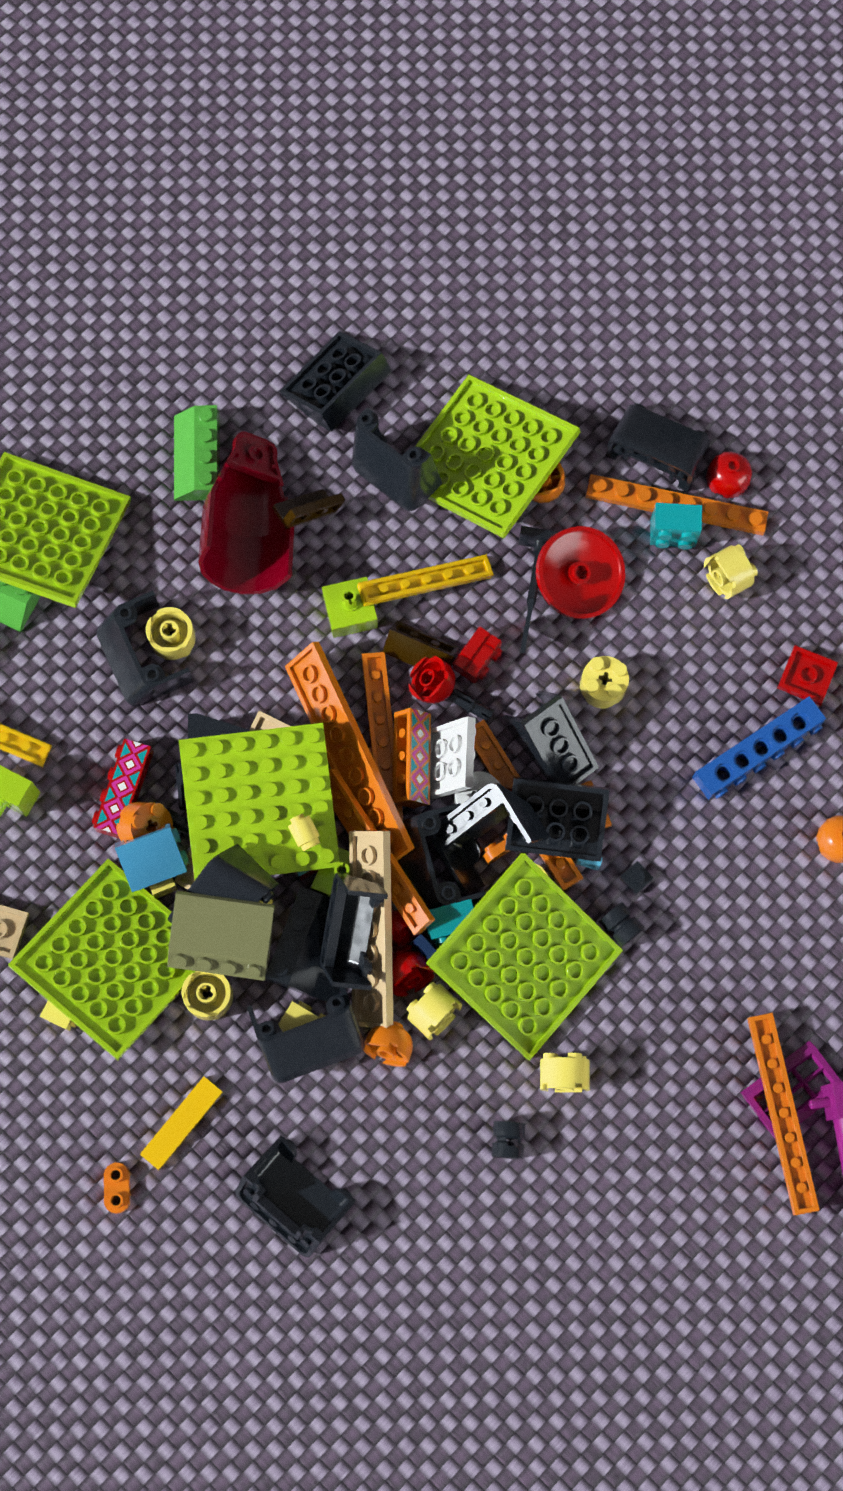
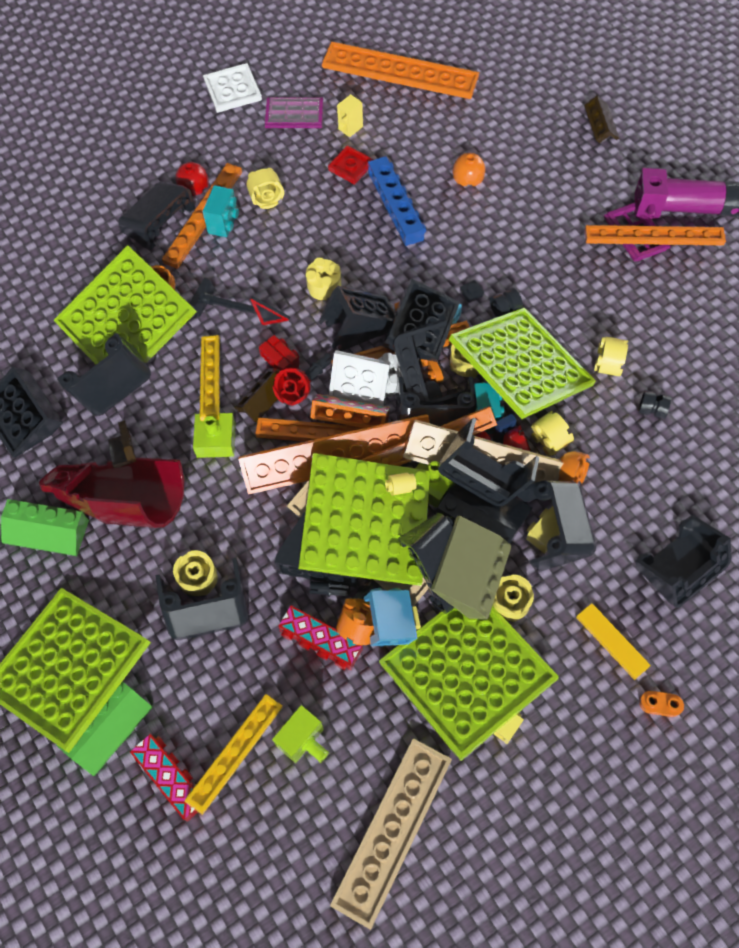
camera: 75 degrees left, 10 degrees down
(580, 572) = (236, 275): red dish -> none

